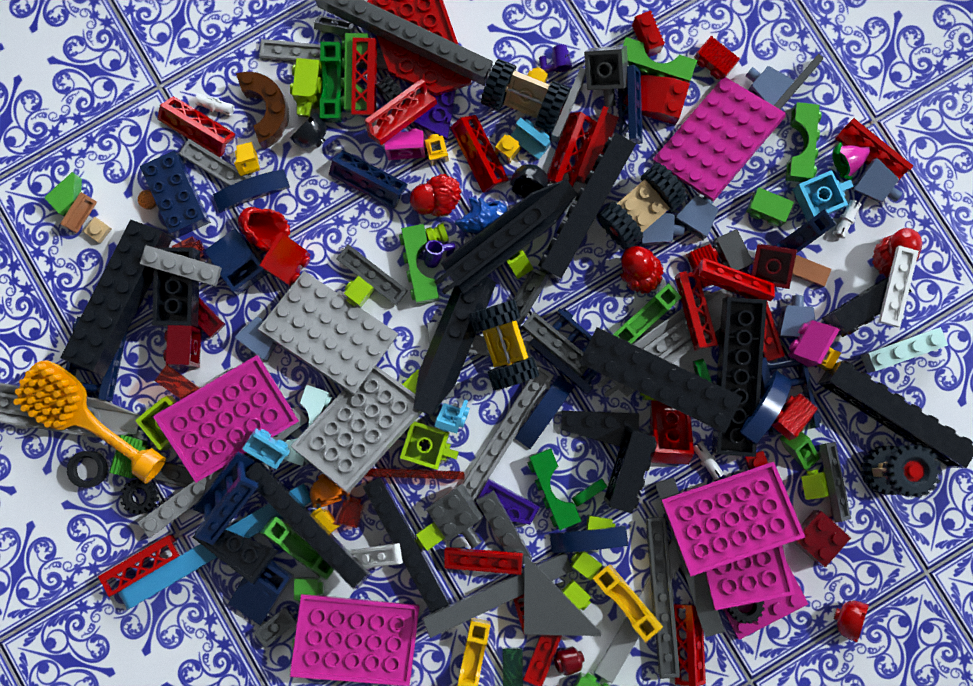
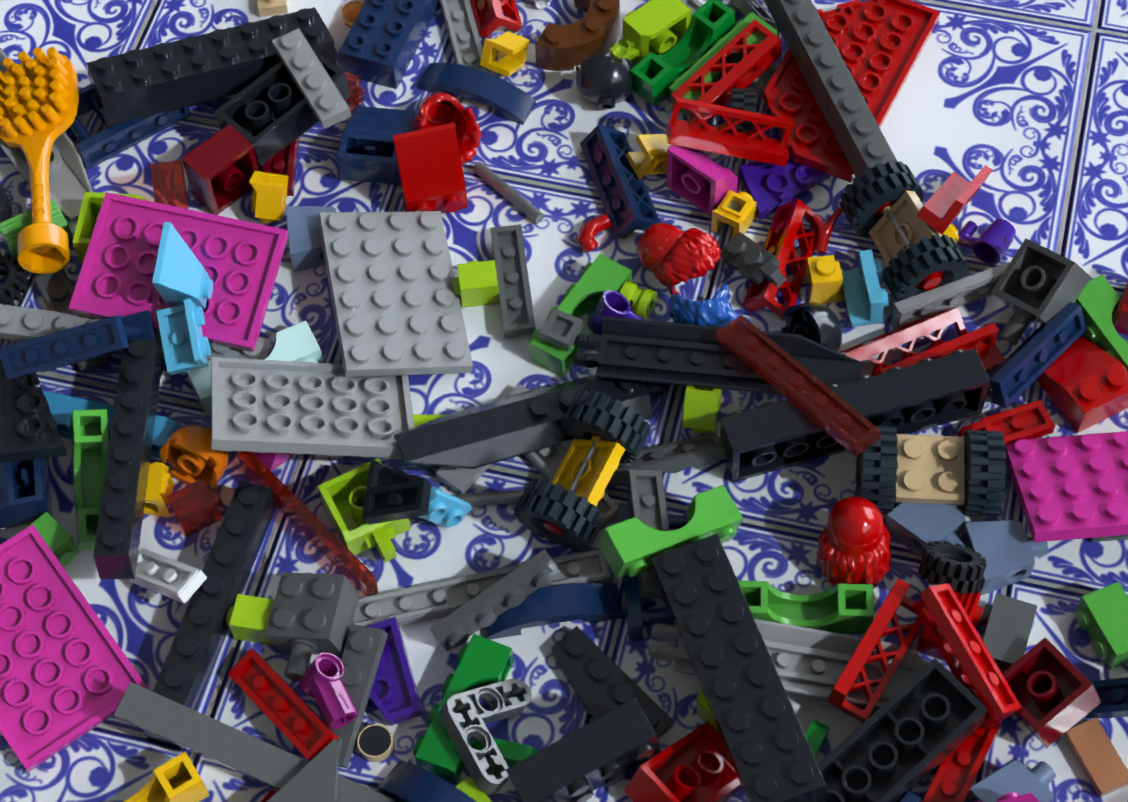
camera: 45 degrees right, 25 degrees down
(218, 337) = (269, 196): none -> yellow window
(236, 422) = (179, 272): none -> medium azure slope
(322, 230) = (508, 192): none -> flat silver bar
(370, 153) = (652, 157): none -> yellow window
(379, 217) = (590, 229): none -> red arm
(426, 284) = (561, 329): none -> dark grey plate
(441, 433) = (394, 495): none -> black wing
(470, 168) = (752, 261): none -> dark grey hinge
(472, 382) = (491, 498): none -> flat silver bar
(483, 121) = (824, 231): none -> red bar
(501, 540) = (324, 683): none -> magenta piece
(523, 442) = (495, 600): none -> dark grey plate
(532, 56) = (951, 199): none -> fence
(532, 536) = (375, 743): none -> black tile
(559, 221) = (799, 385): none -> clear red tile
(567, 493) = (474, 726): none -> dark grey beam
(575, 316) = (632, 544): none -> bright green arch
(650, 149) = (1019, 423): none -> red hinge
(692, 251) = (952, 565): none -> black tyre

